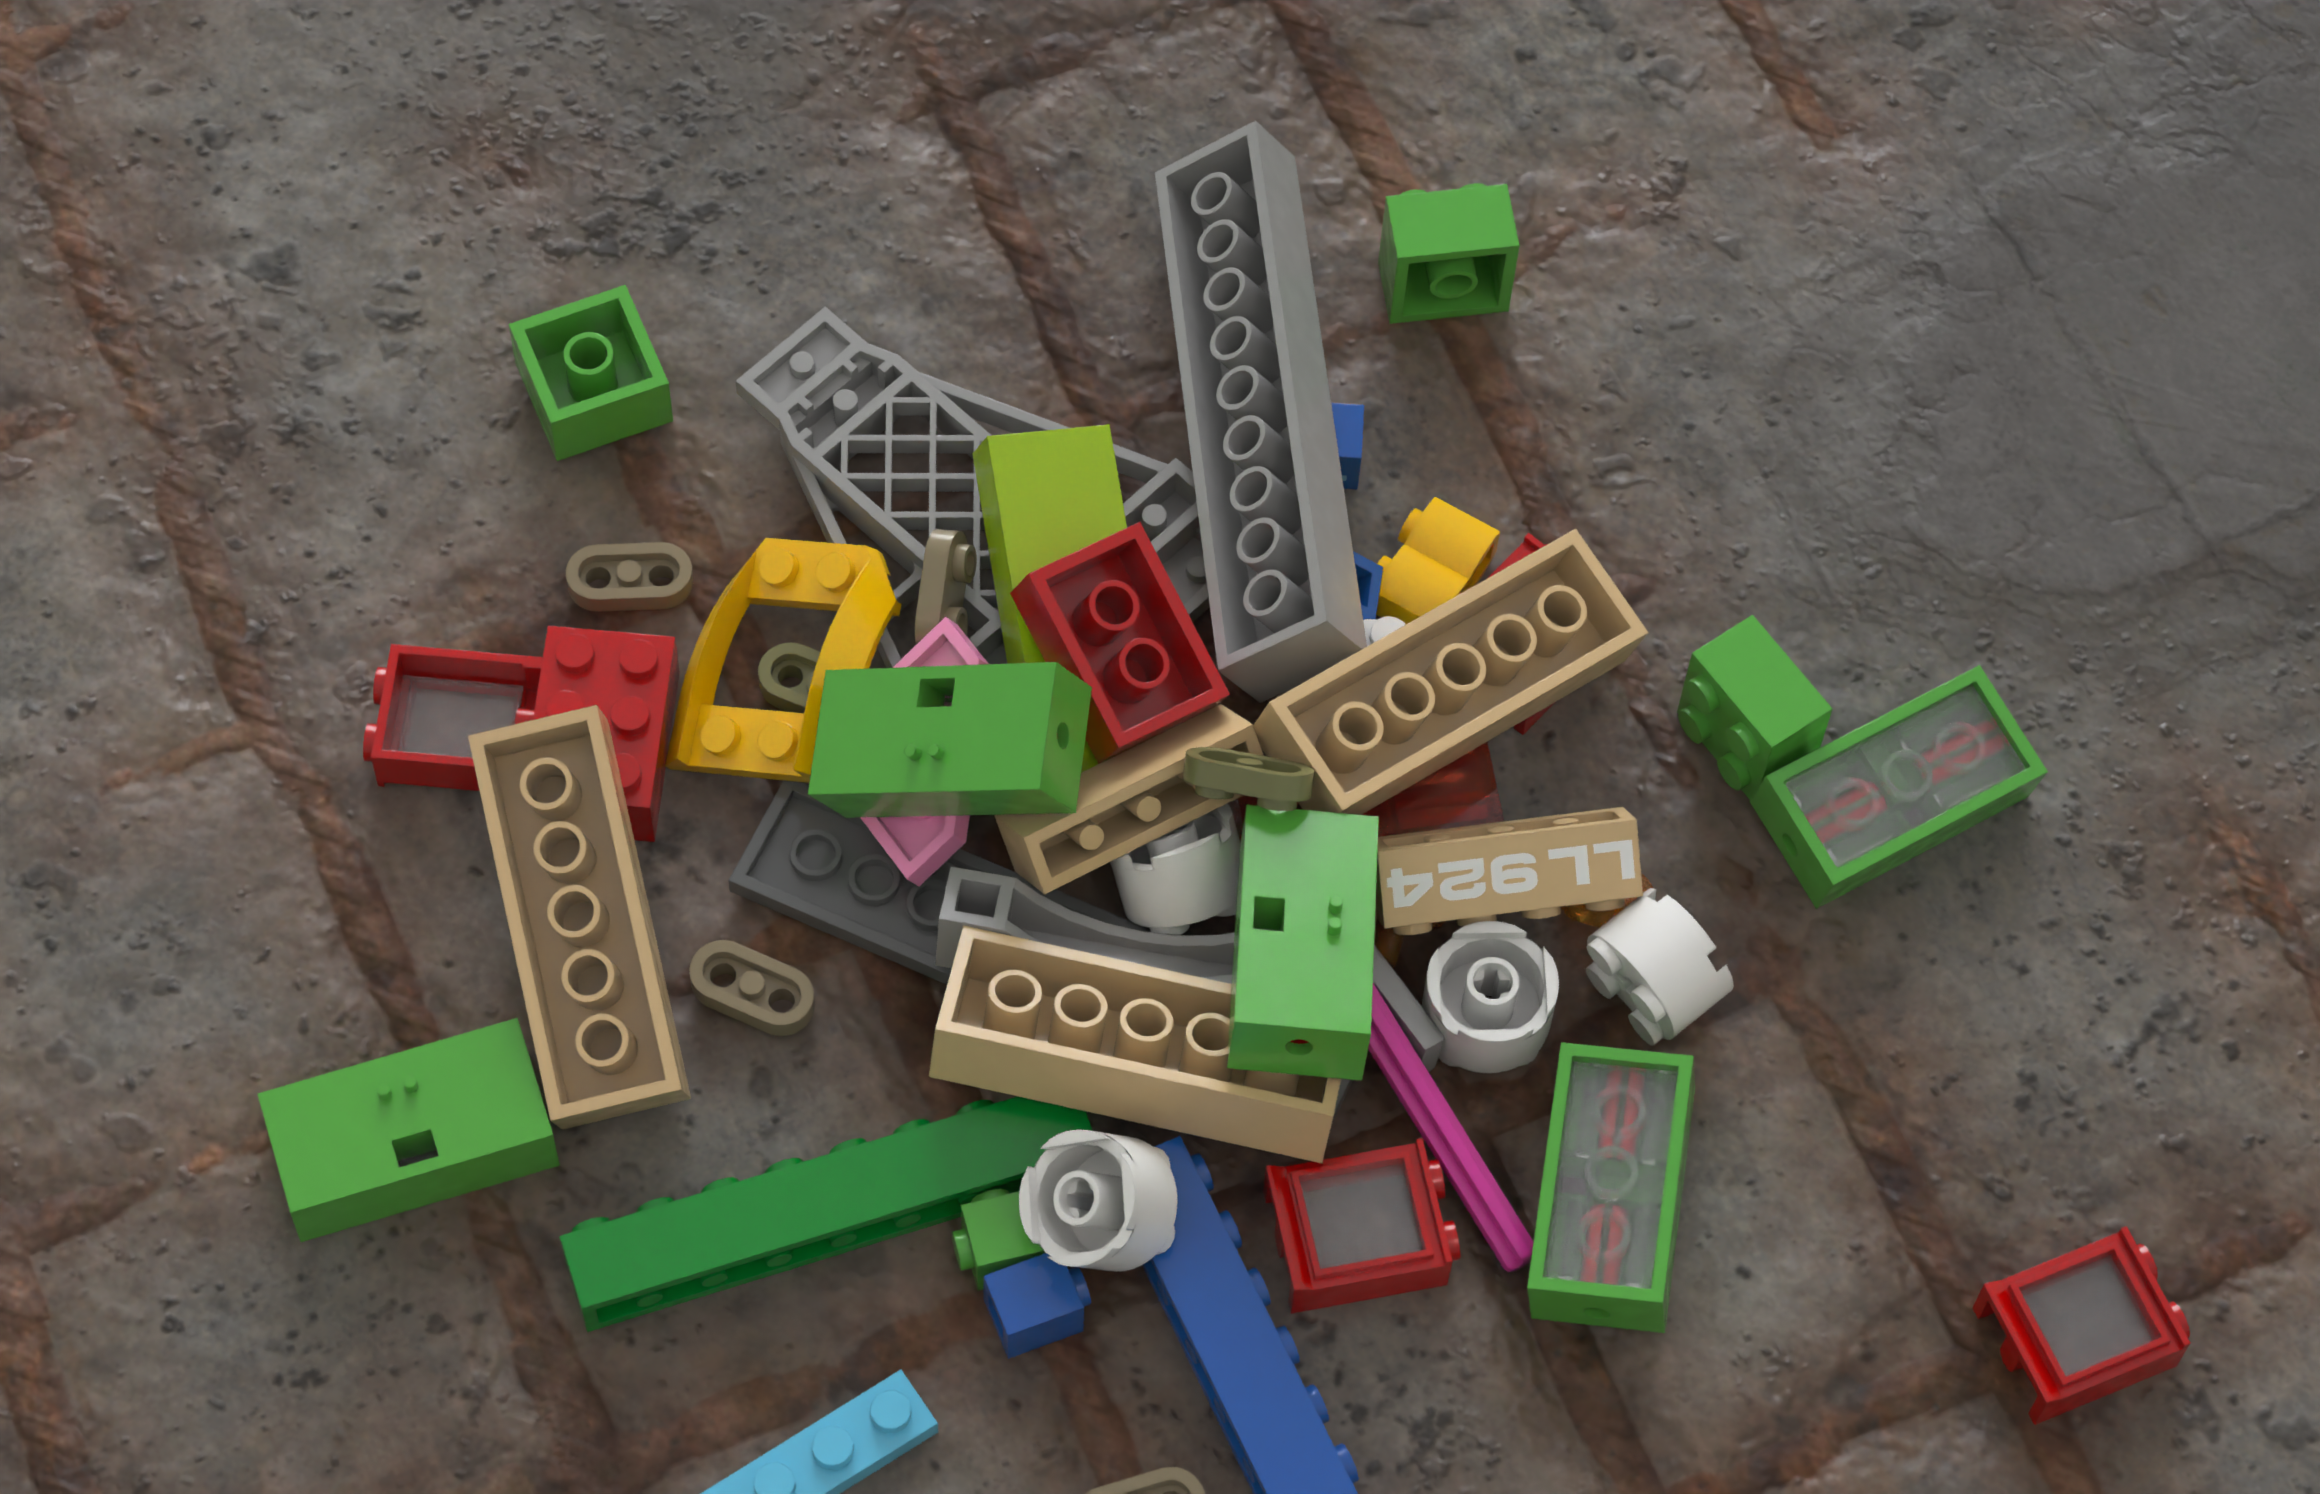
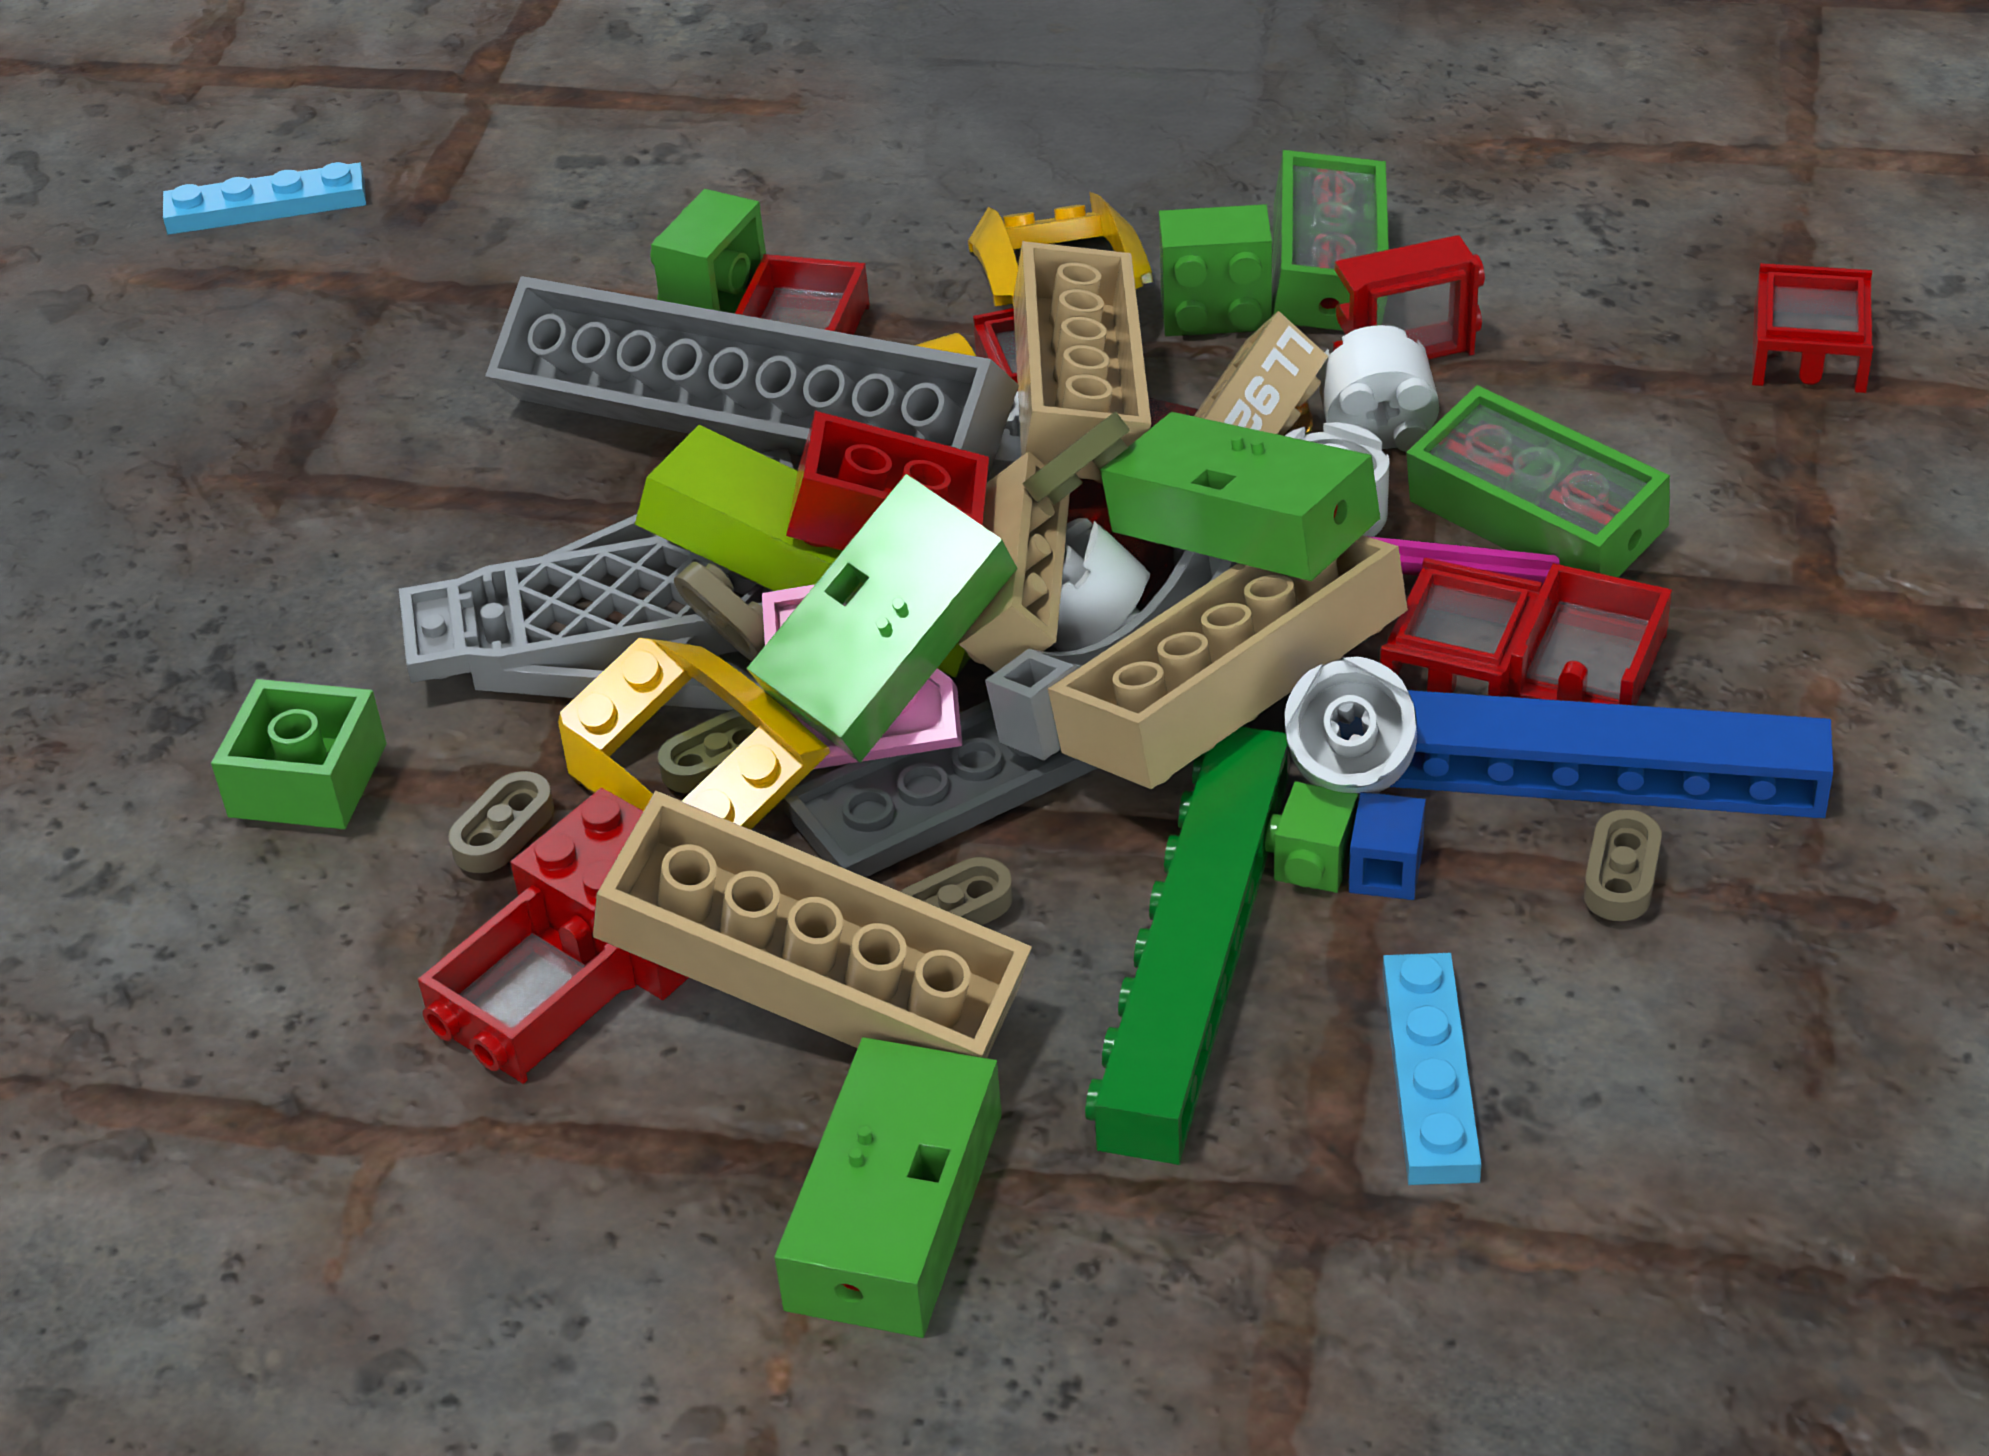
camera: 50 degrees left, 20 degrees down
(1423, 1343) = (1589, 638): none -> red window
(1454, 371) = (808, 292): none -> red window
(1730, 491) = (995, 240): none -> yellow wedge
(1813, 920) = (1419, 289): none -> red window

